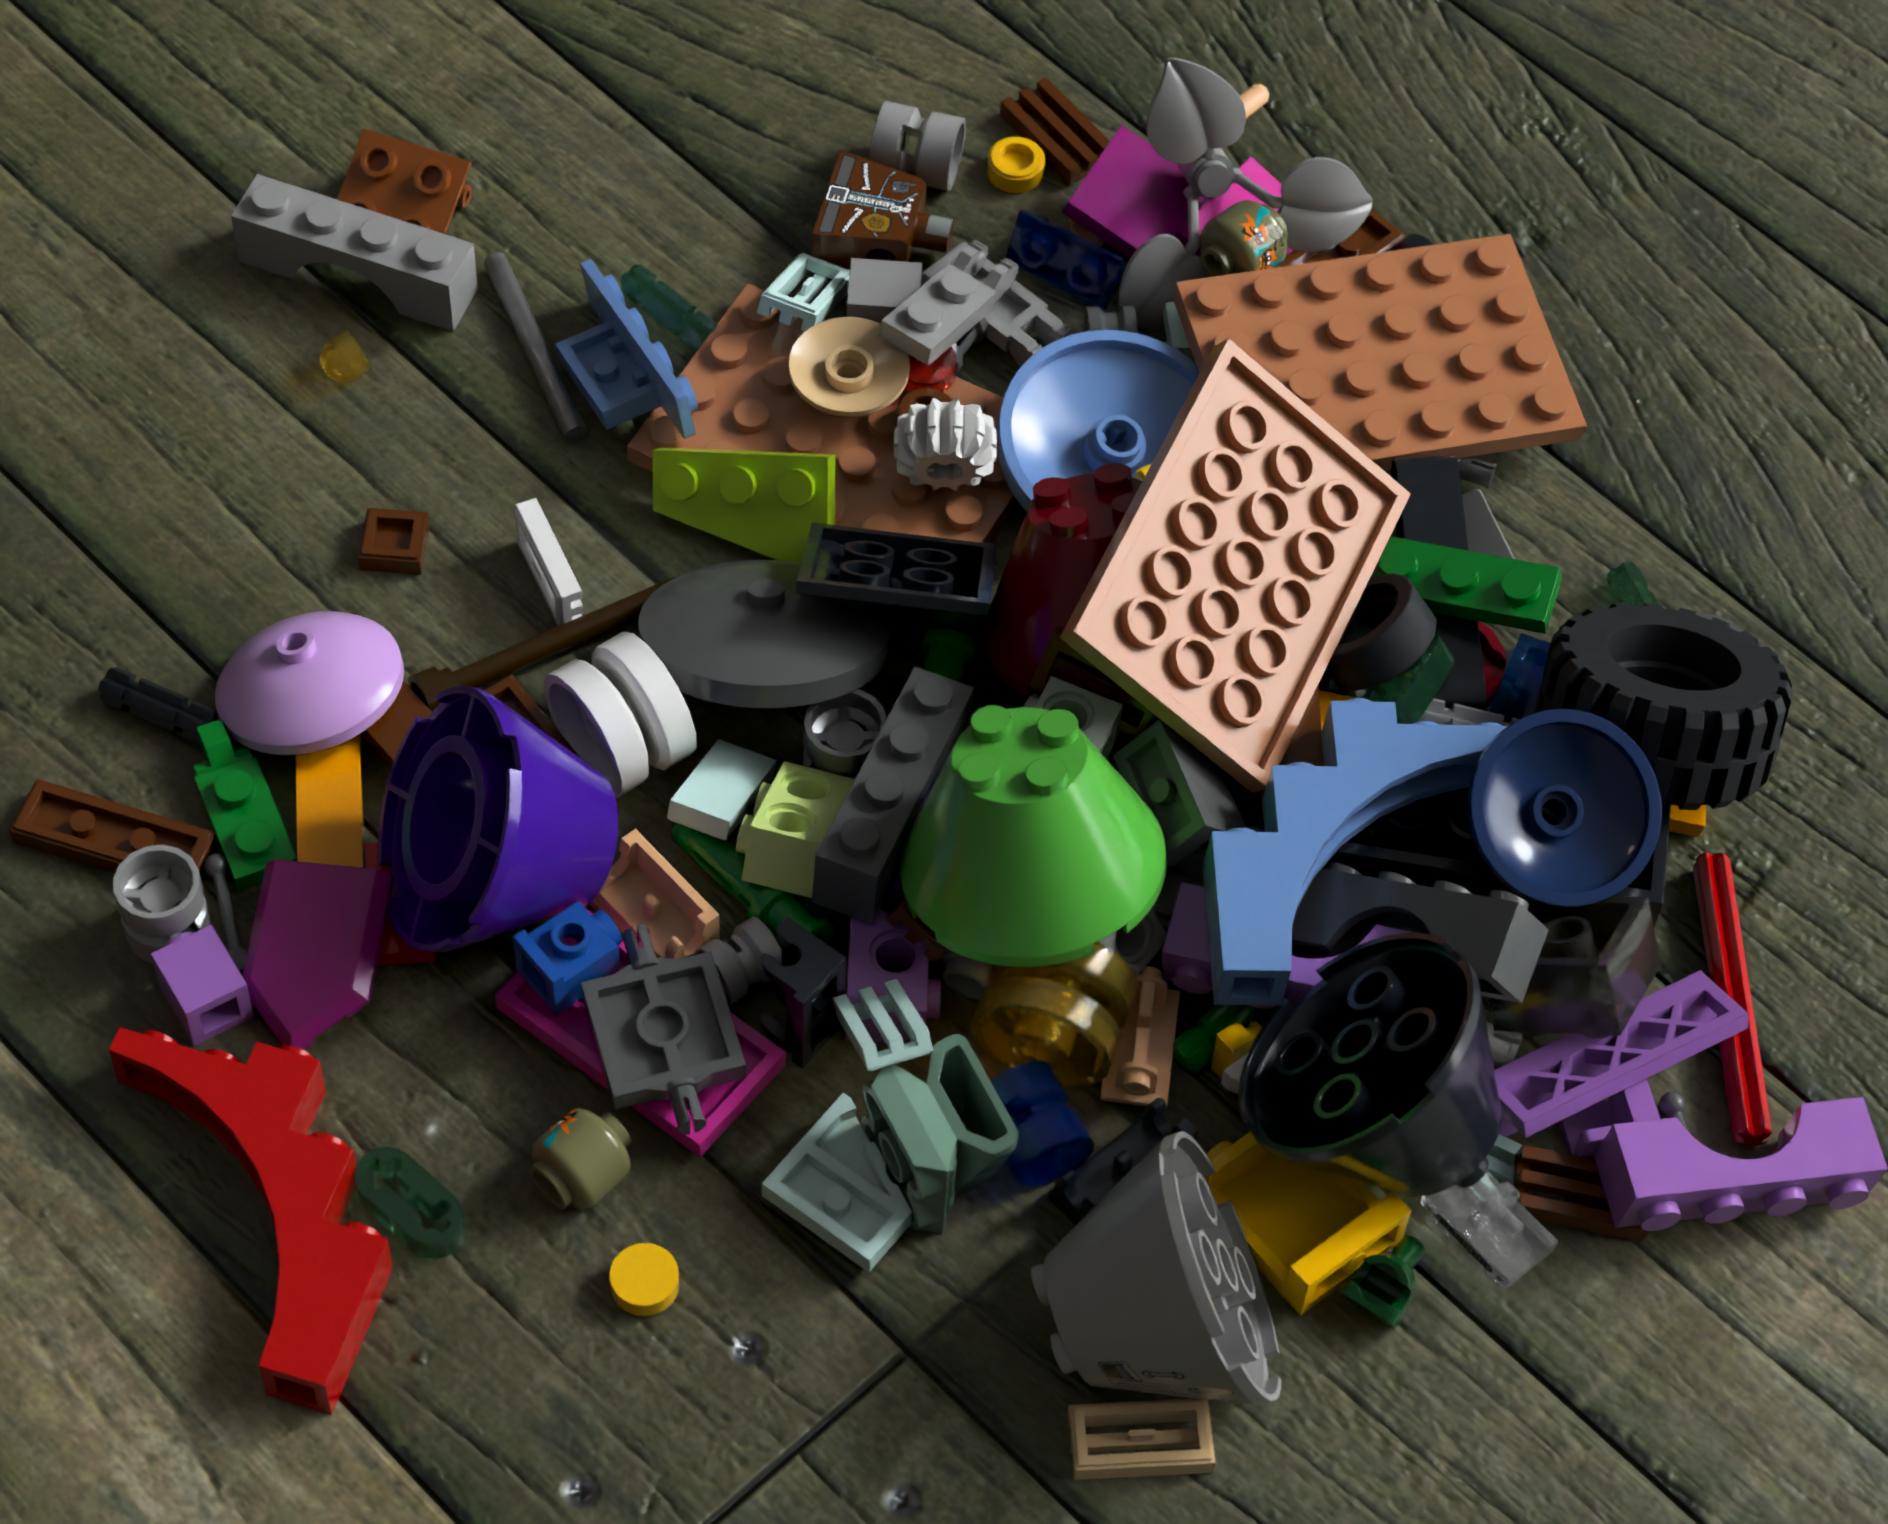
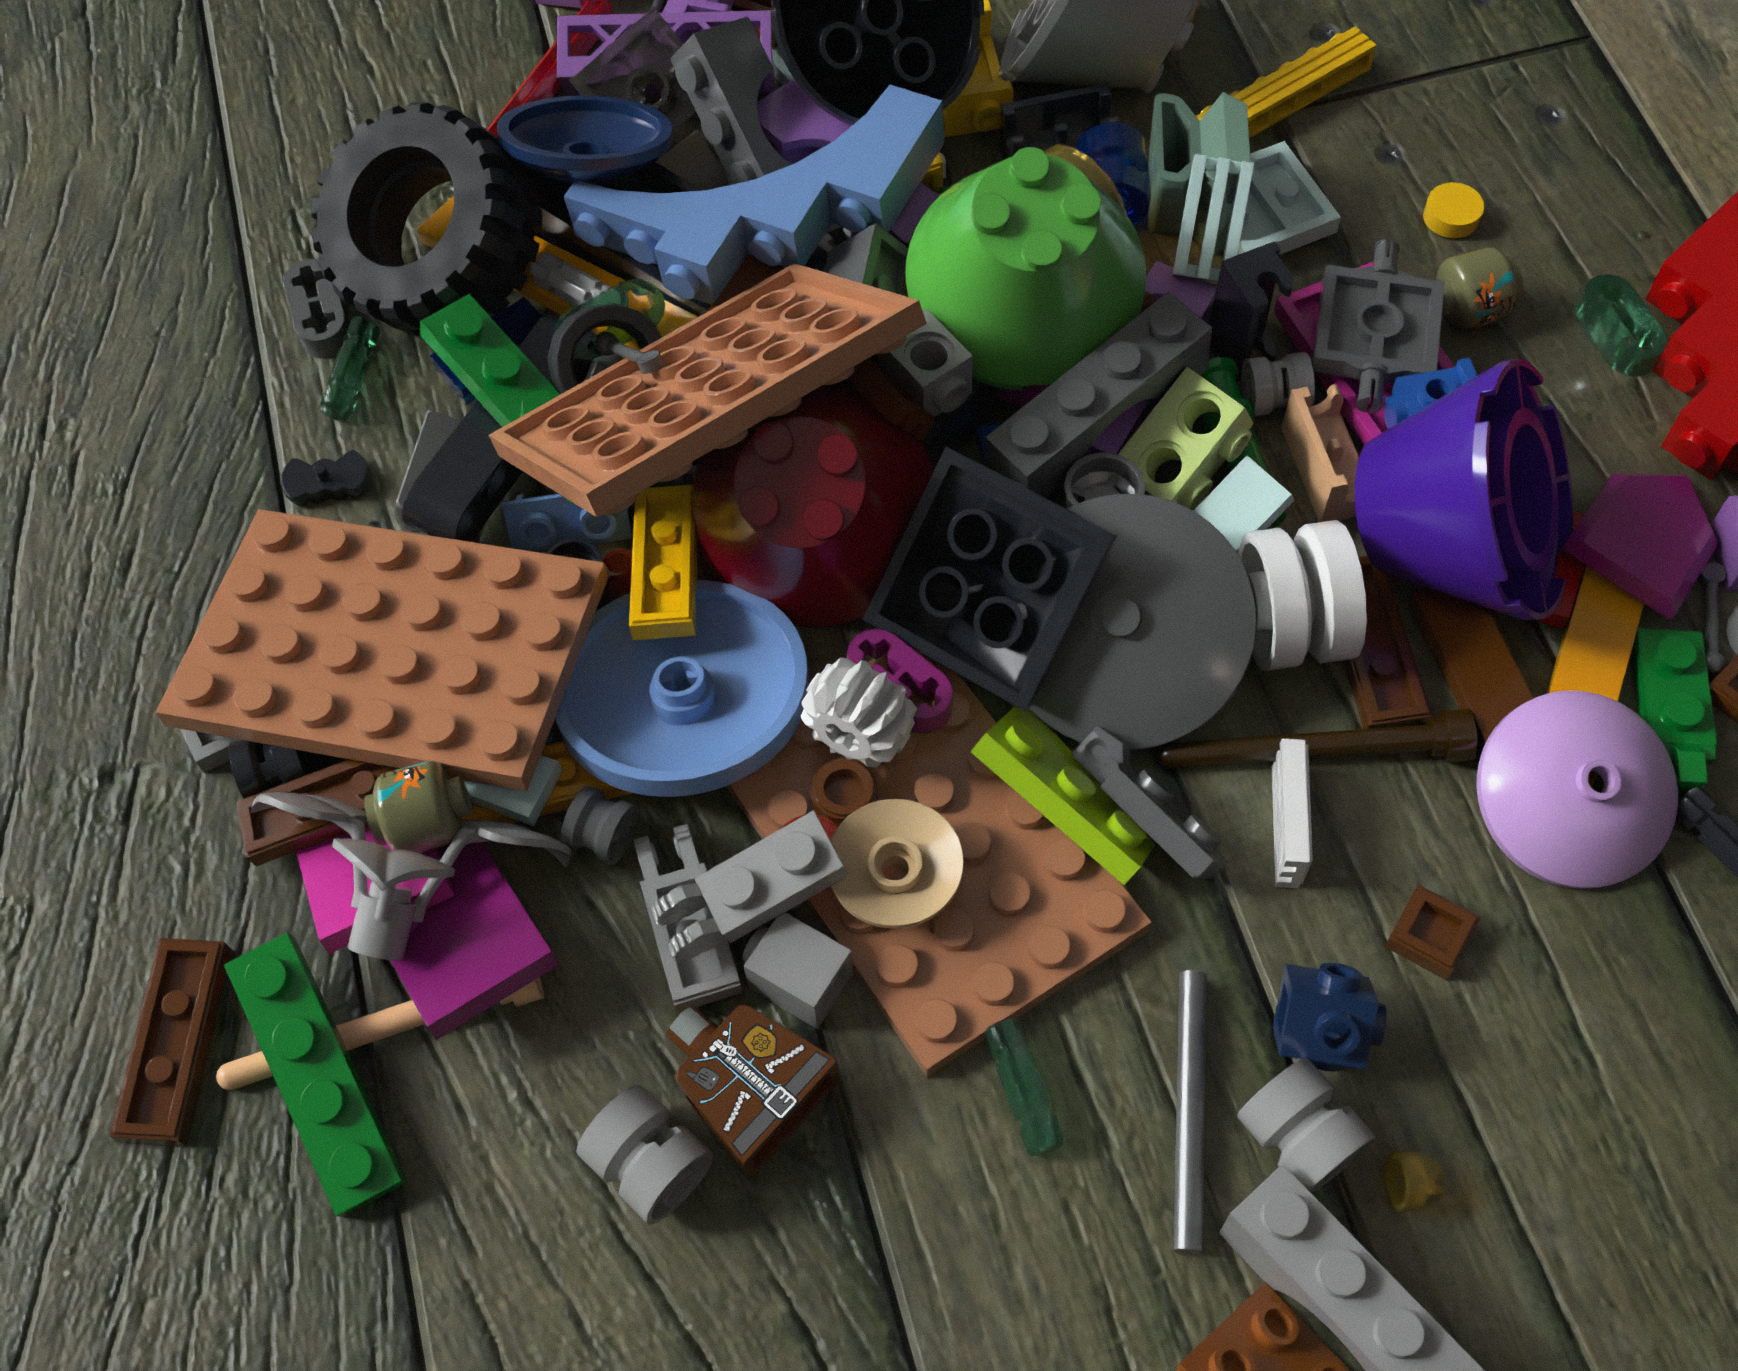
camera: 145 degrees left, 5 degrees up
(432, 341) = (1304, 1124): none -> light grey wheel
(473, 428) = (1328, 1016): none -> dark blue brick
(619, 366) = (1127, 1008): medium blue bracket -> none
(665, 518) = (1146, 802): none -> dark grey hinge
(777, 293) = (917, 970): light aqua tile -> none
(914, 1345) = (1305, 79): none -> yellow piece
(934, 512) = (908, 670): none -> magenta beam
(1015, 165) = (545, 1107): yellow tile -> none
(1065, 126) = (467, 1074): reddish brown tile -> none
(1065, 259) = (591, 964): clear blue hinge -> none
(1132, 81) = (315, 1075): none -> green plate
(1310, 580) = (648, 362): none -> dark grey hinge
(1319, 97) = (171, 1043): none -> reddish brown tile
(1576, 518) = (326, 479): none -> black piece

